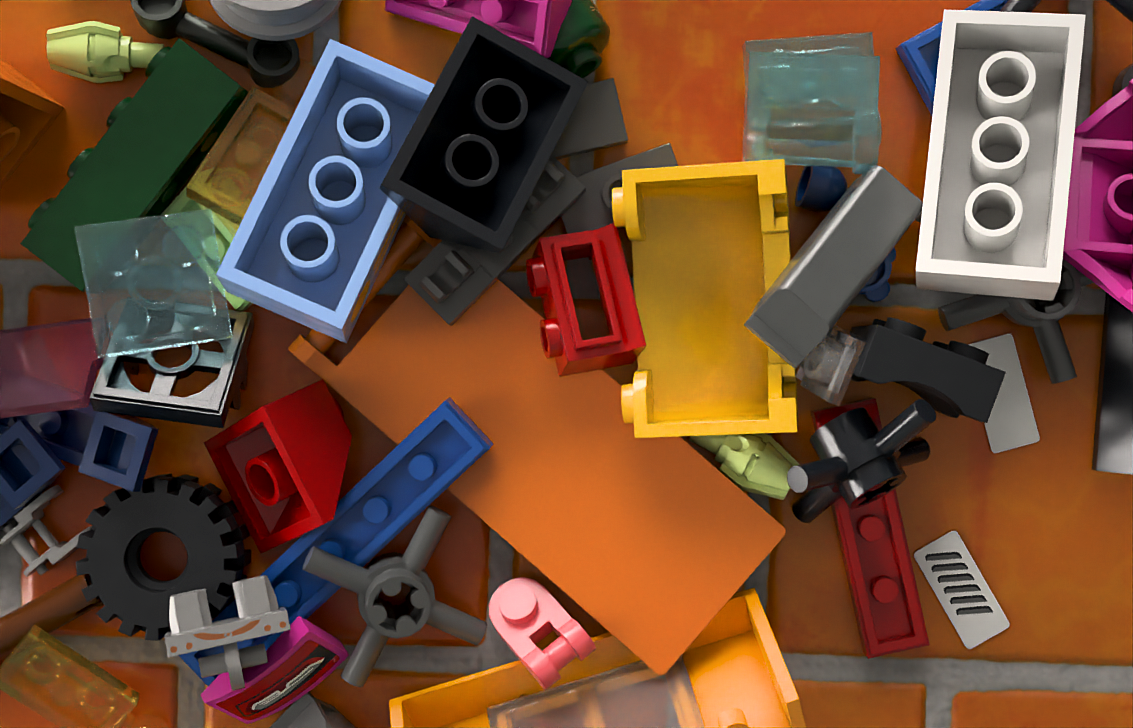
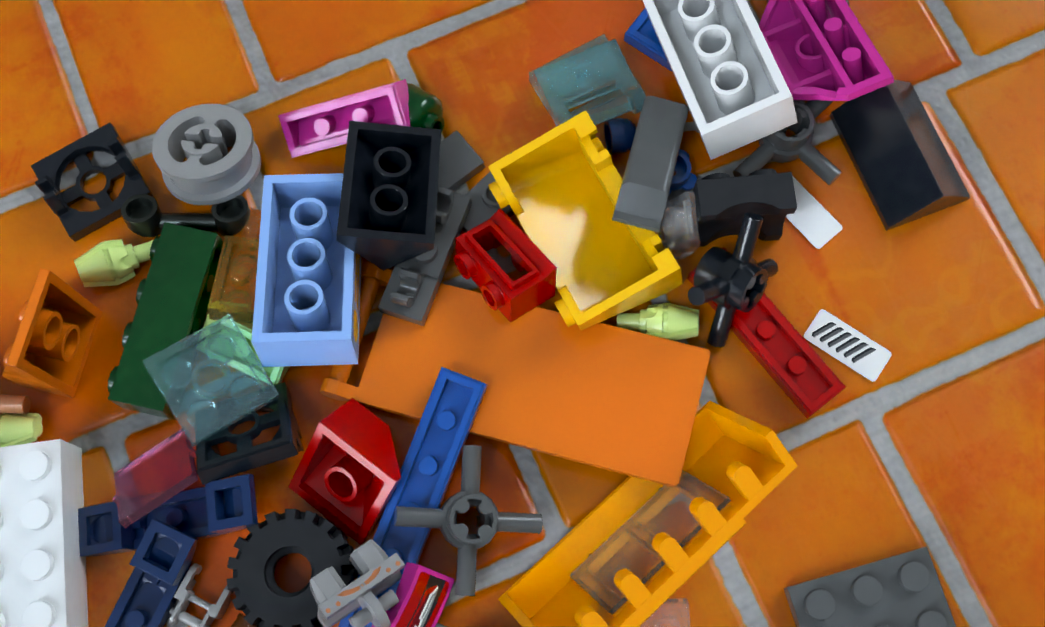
camera: 20 degrees left, 15 degrees down
(524, 616) = (564, 497): plate -> none

